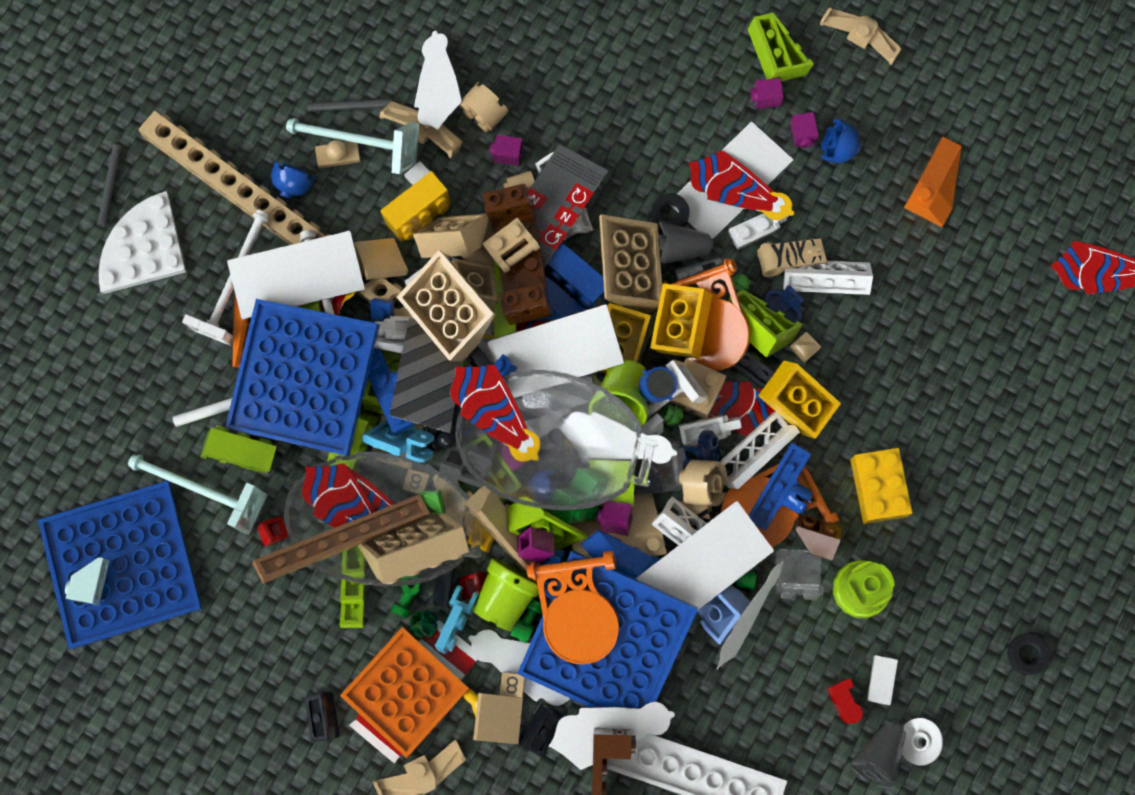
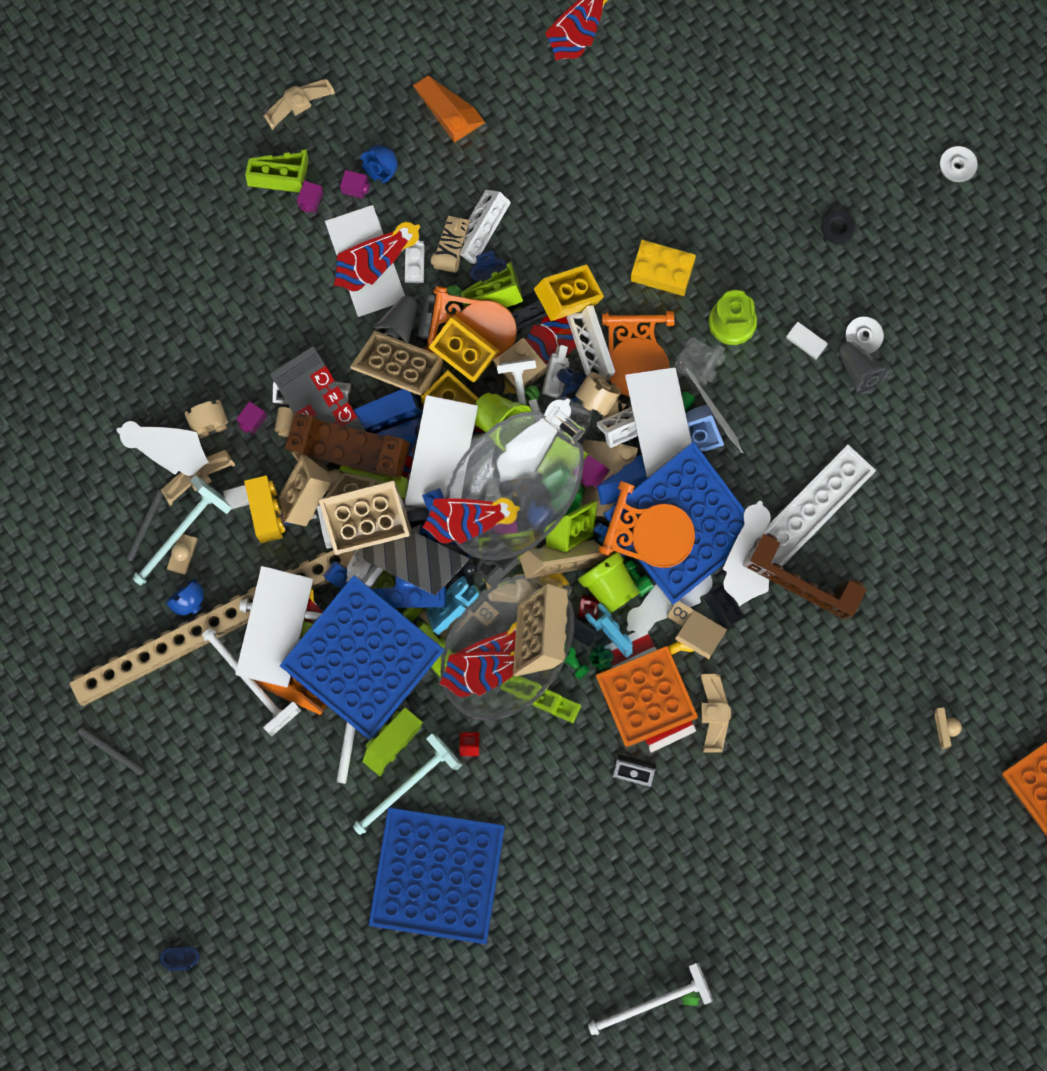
camera: 60 degrees left, 0 degrees up
(88, 582) = (442, 904): light aqua slope -> none
(142, 247) = (179, 746): white plate -> none
(340, 538) = (510, 680): medium nougat plate -> none
(380, 258) = (292, 556): tan tile -> none
(433, 500) = (510, 605): bright green tile -> none
(506, 241) = (332, 448): tan plate -> none
(535, 545) = (586, 538): magenta brick -> none
(657, 384) = (510, 386): piece -> none
(670, 199) = (359, 310): black tyre -> none
(783, 489) = (630, 338): blue plate -> none
(805, 347) = (527, 270): tan tile -> none
(819, 536) = (679, 330): slope -> none
(844, 702) = (810, 375): red leg -> none

